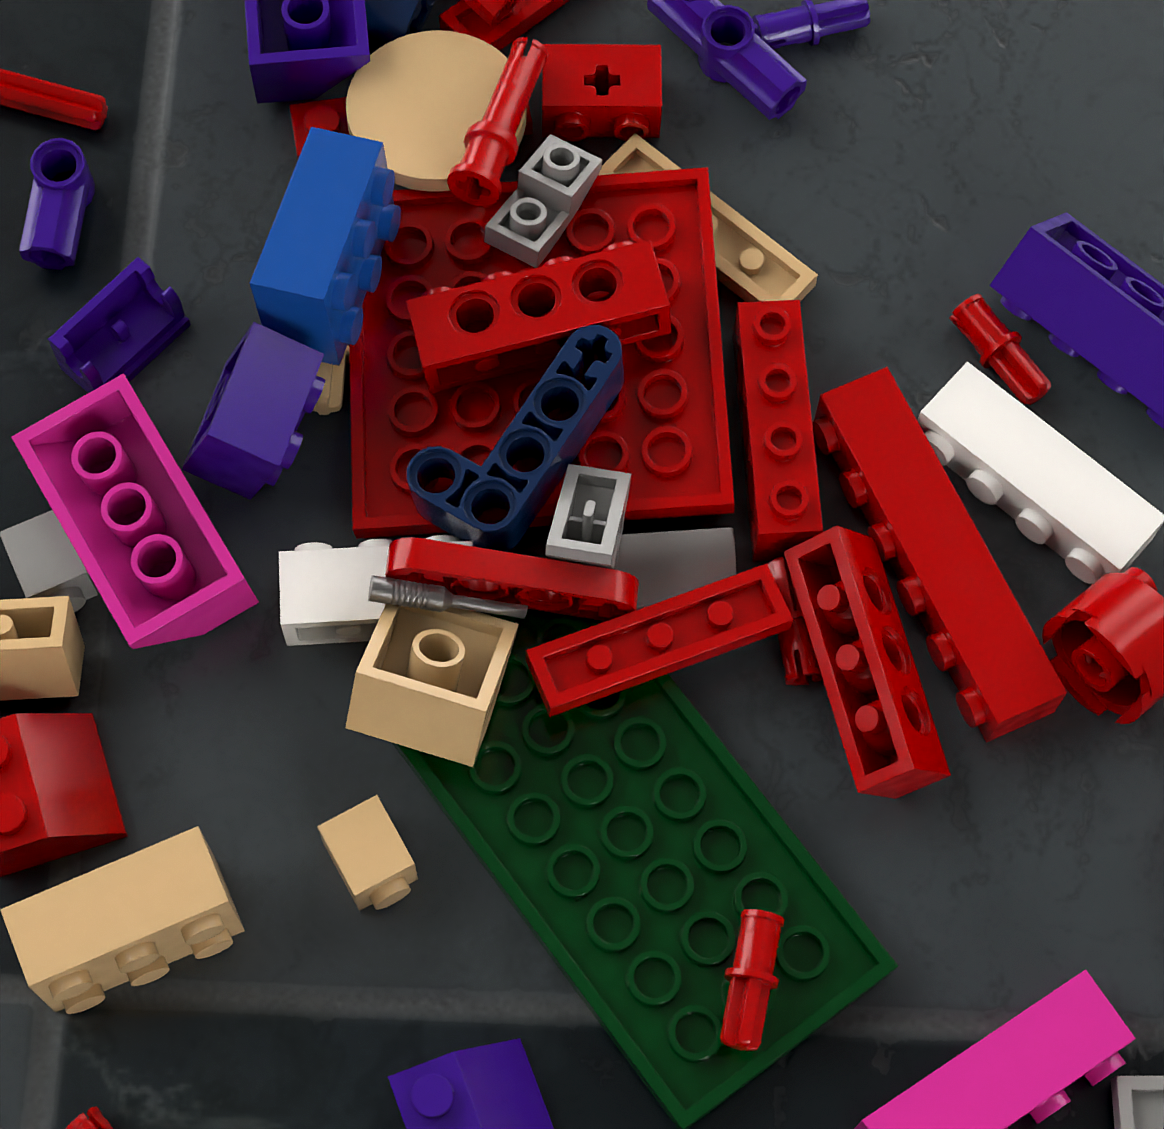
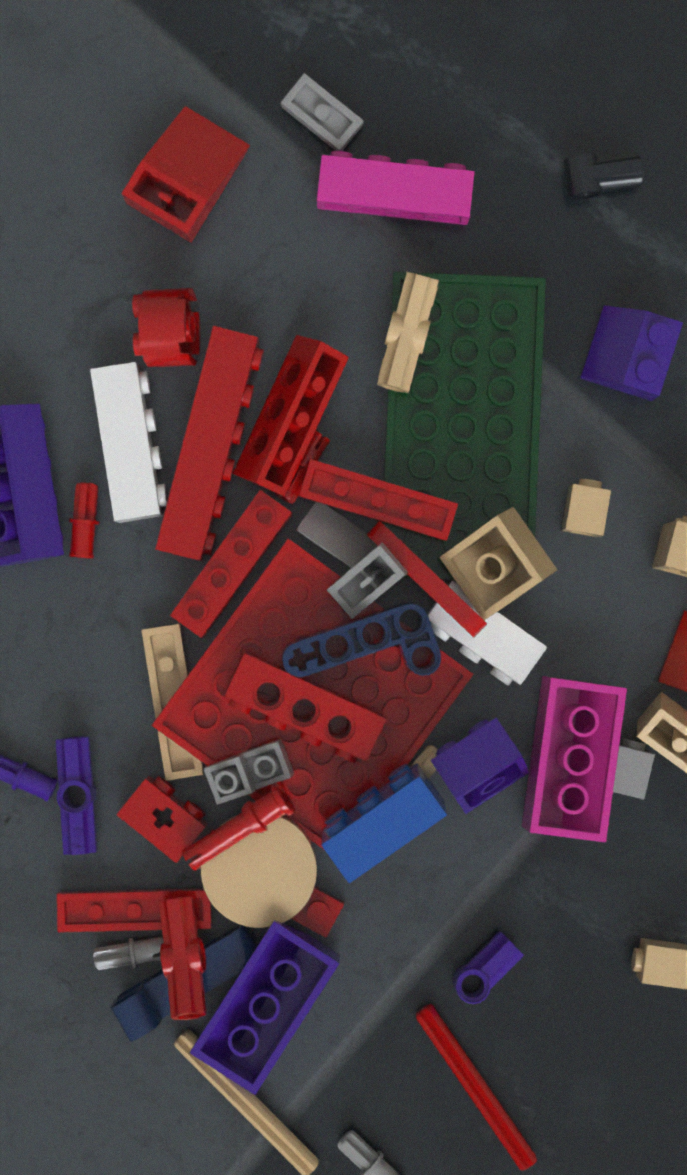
camera: 140 degrees left, 20 degrees up
(119, 329) = (506, 870): dark purple hinge -> none
(435, 598) = (471, 597): flat silver piece -> none
(751, 979) = (466, 314): red axle -> none
(810, 887) = (407, 332): none -> tan piece

